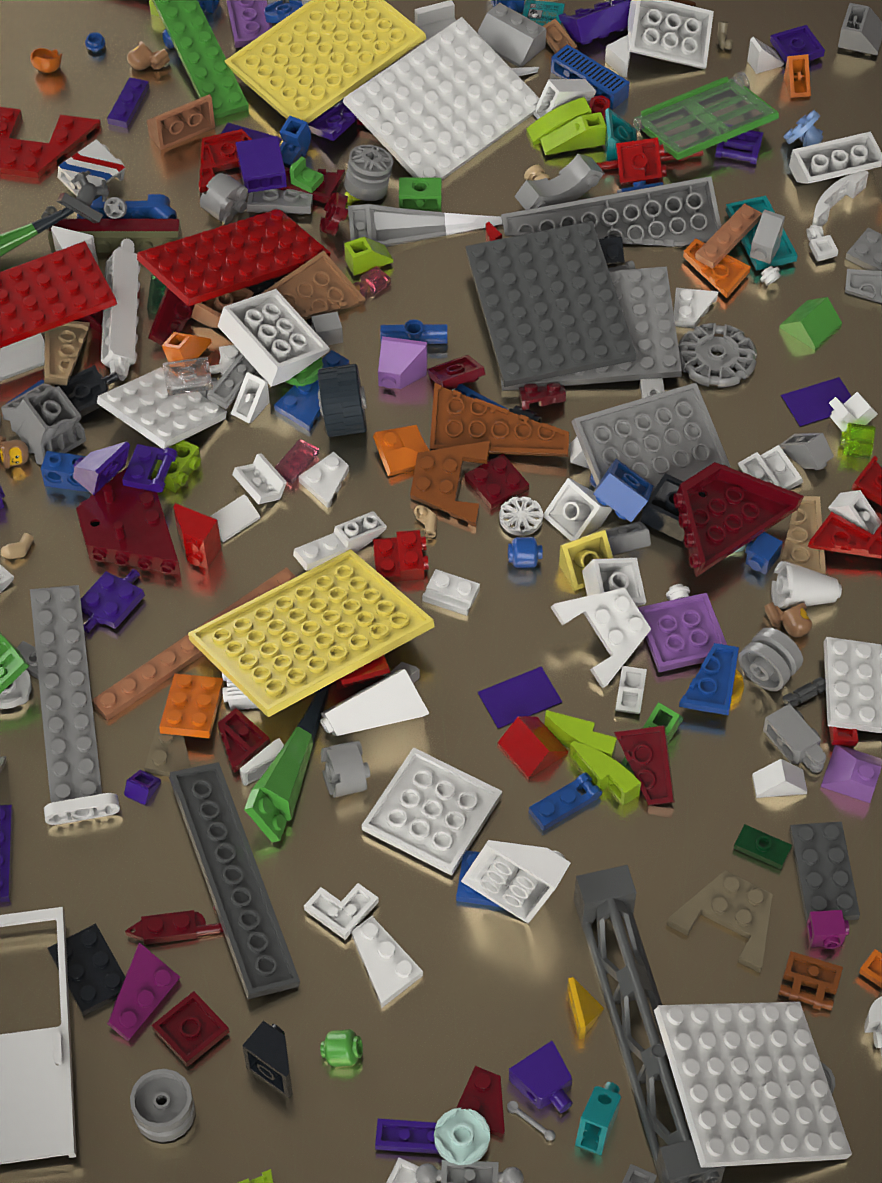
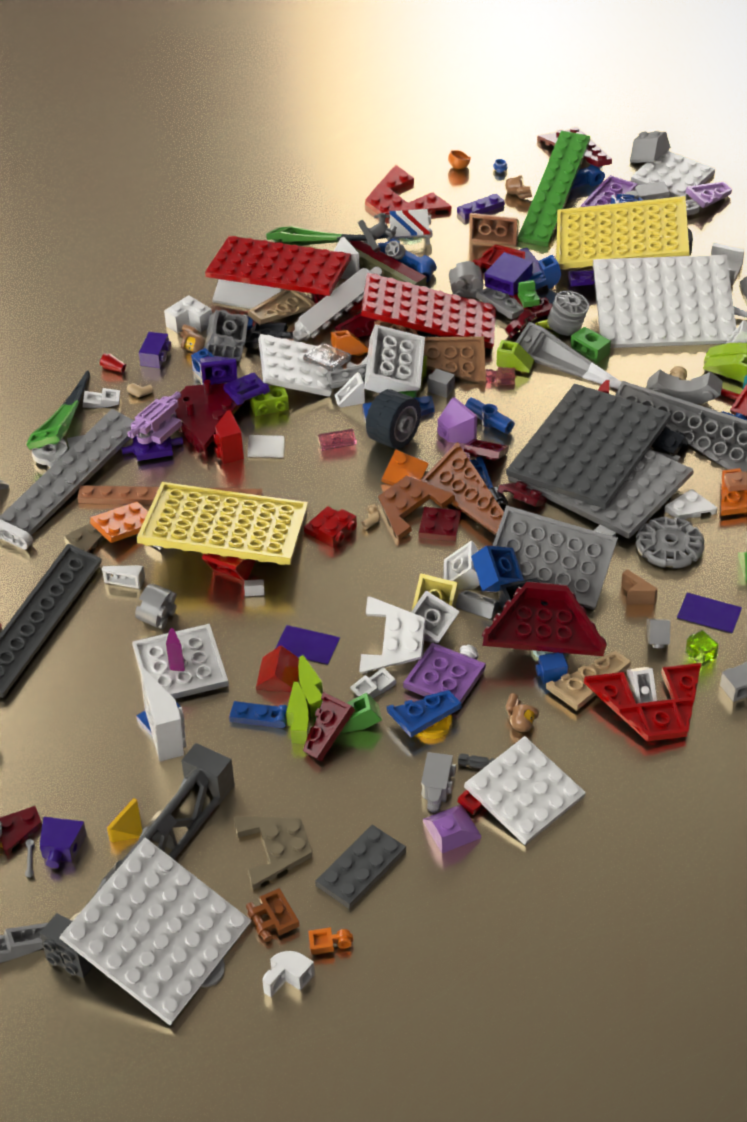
camera: 45 degrees right, 10 degrees down
(101, 571) = (156, 421): none -> lavender piece
(141, 786) = (52, 544): dark purple slope -> none
(241, 739) = (128, 554): dark red wing -> none
(261, 480) = (303, 436): white bracket -> none
(277, 791) = (109, 591): bright green plate -> none
(325, 478) = (344, 459): white wing -> none
(341, 915) = (67, 679): white plate -> none
(349, 535) = (316, 495): white slope -> none
(379, 704) = (215, 584): white slope -> none
(385, 961) = (59, 720): white wing -> none
(435, 800) = (174, 651): none -> magenta slope
(451, 592) = (337, 563): white plate -> none
(521, 516) = (429, 551): white wheel -> none
(524, 552) = (402, 568): blue head -> none
(598, 1118) = (59, 881): teal torso -> none
(745, 419) = (638, 589): none -> medium nougat slope
(762, 846) = (341, 824): dark green plate -> none
(770, 659) = (472, 722): light grey wheel -> none
(772, 467) = (620, 629): white slope -> none
(779, 780) = (400, 797): white slope -> none
(802, 585) = (550, 701): white cone -> none
(827, 929) = (317, 894): magenta brick -> none
(854, 410) = (721, 629): white brick -> none

